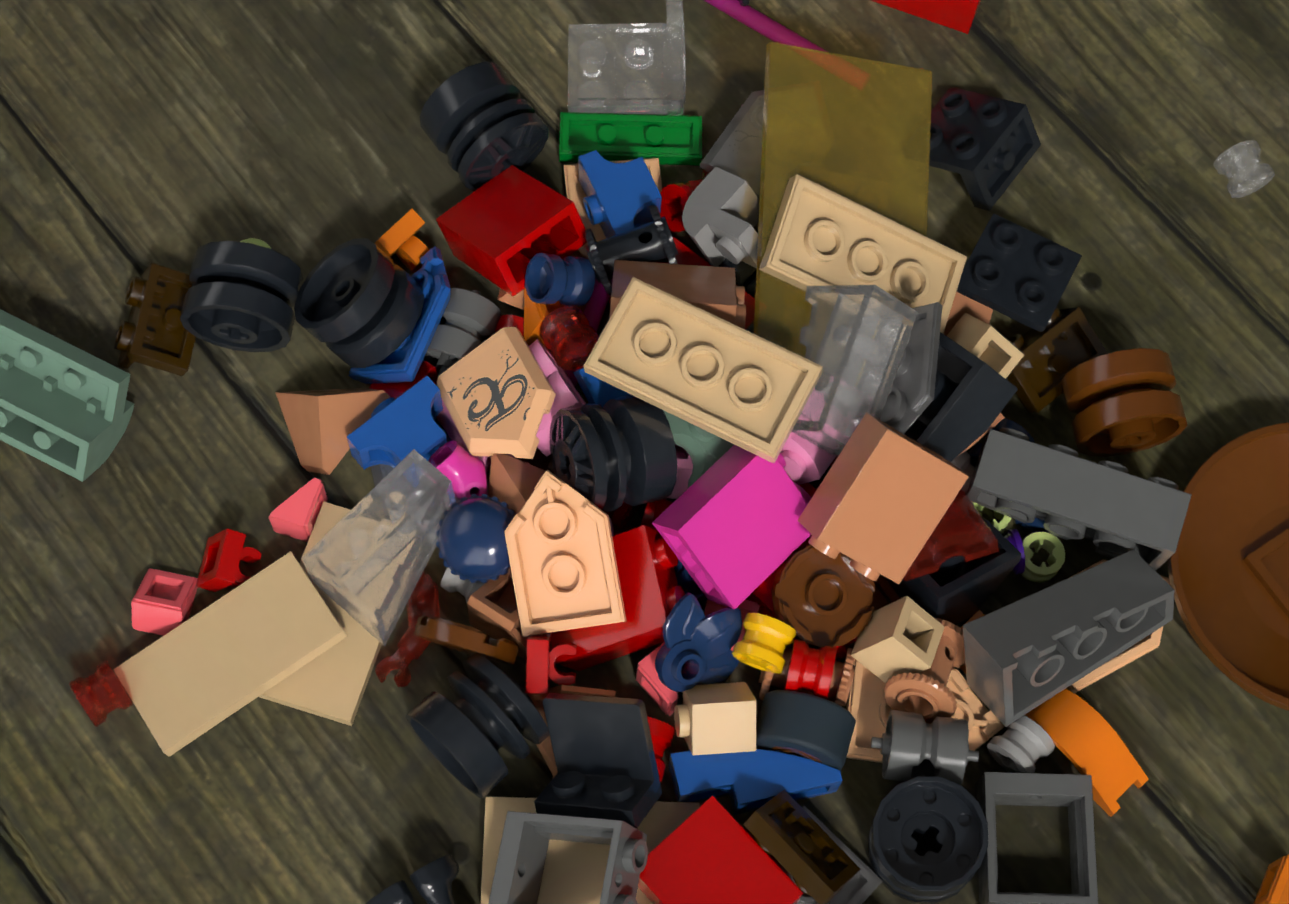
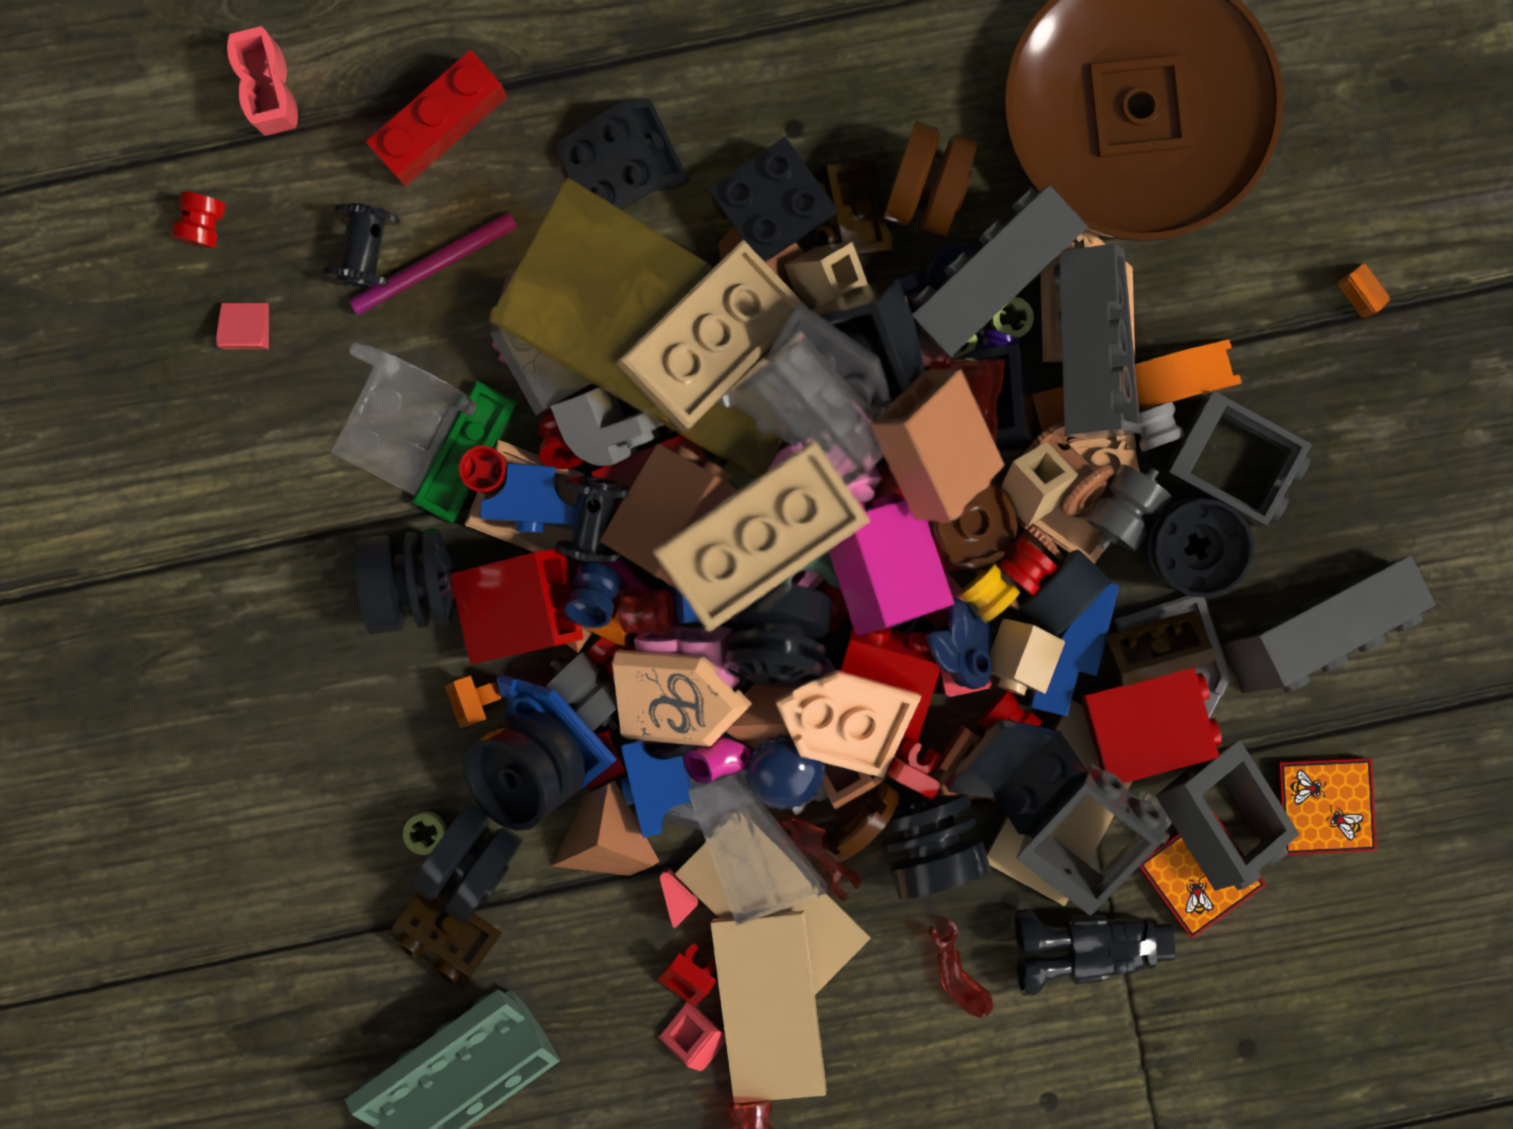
camera: 55 degrees left, 20 degrees up
(345, 834) = (955, 980): none -> clear red arm
(624, 137) = (481, 463): none -> red wheel

